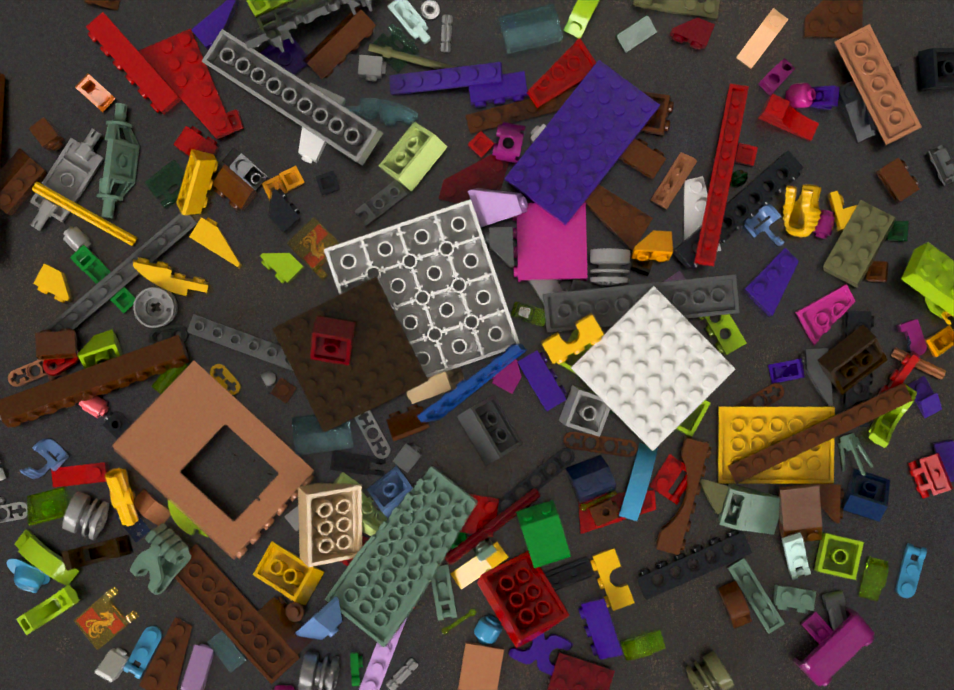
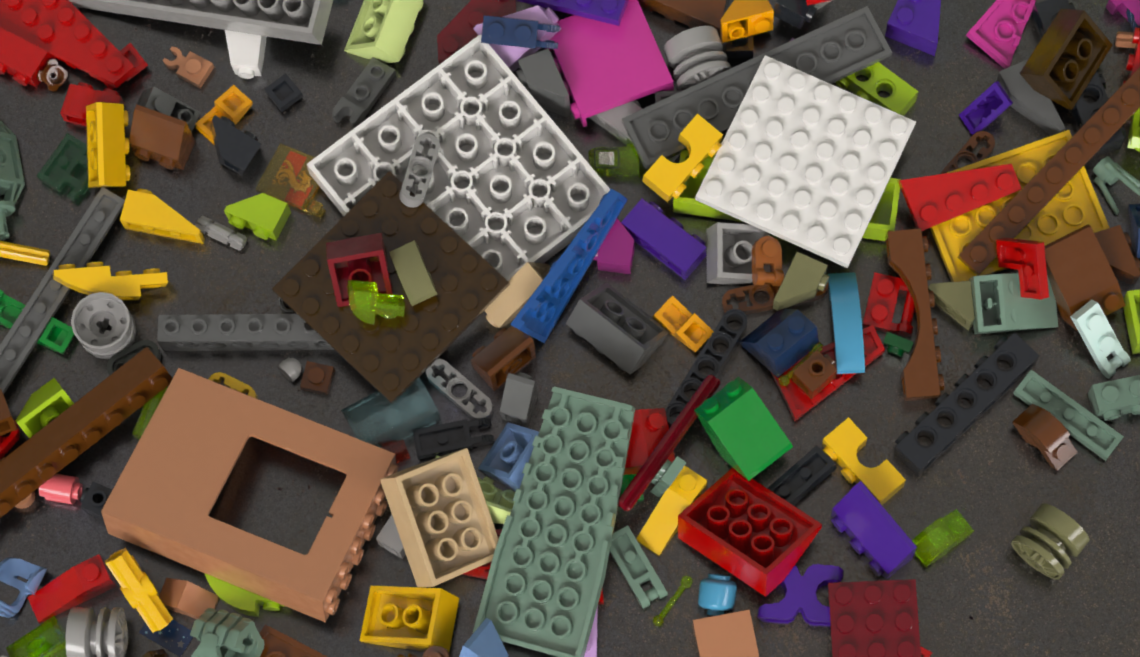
camera: 15 degrees left, 15 degrees down
(179, 116) = (59, 78): none -> reddish brown plate
(253, 267) = (221, 233): none -> light grey axle
(272, 140) = (190, 68): none -> nougat plate
(315, 460) = (397, 447): none -> clear red plate
(331, 367) = (367, 302): none -> clear neon green brick
(366, 355) = (413, 273): none -> olive slope
(393, 298) = (427, 162): none -> light grey beam
(495, 209) = (516, 32): none -> dark blue hinge
(533, 442) = (682, 324): none -> light orange slope
(605, 419) = (767, 252): none -> dark orange plate
(619, 446) = (801, 282): none -> olive slope
(665, 509) = (897, 344): none -> dark green plate
(739, 425) = (951, 194): none -> red wing
(770, 494) = (1029, 260): none -> red plate

